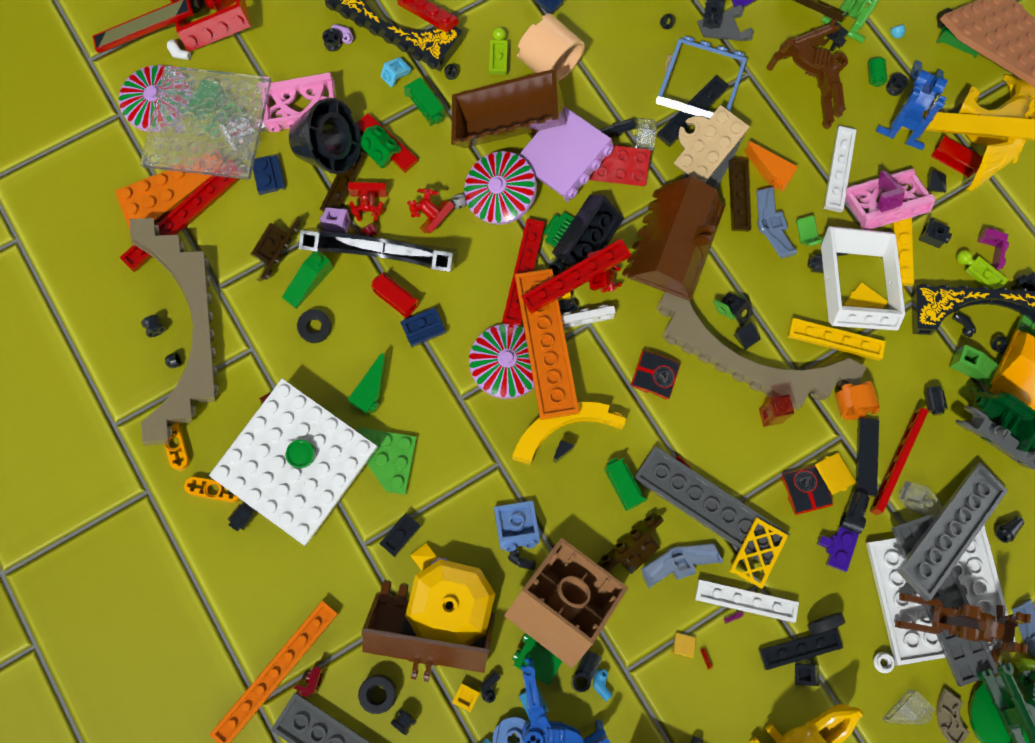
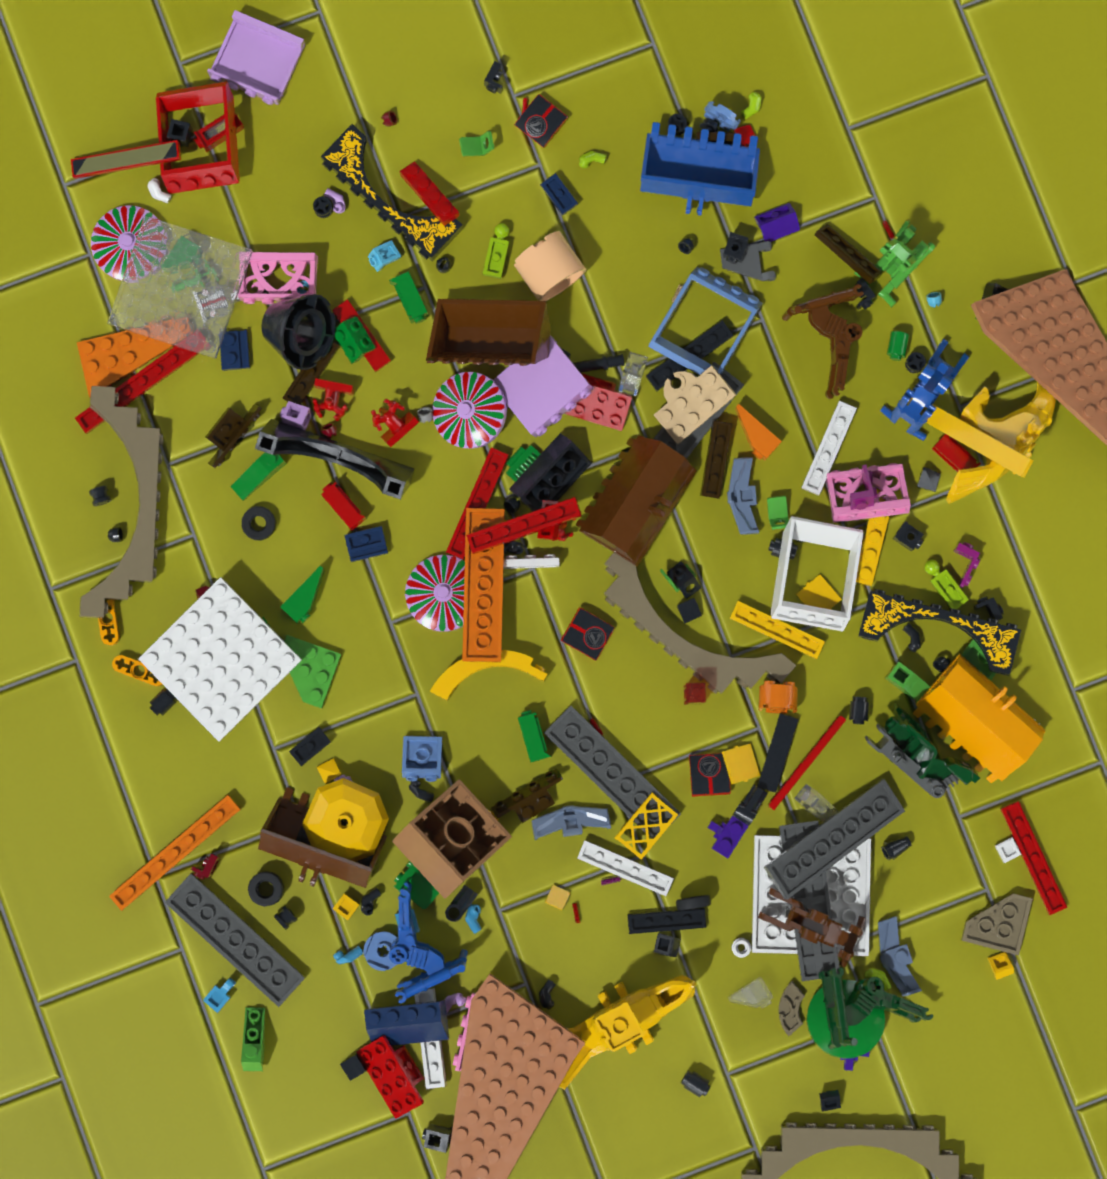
camera: 15 degrees right, 10 degrees up
(300, 454) = (227, 655): green piece -> none
(562, 450) = (479, 693): black slope -> none

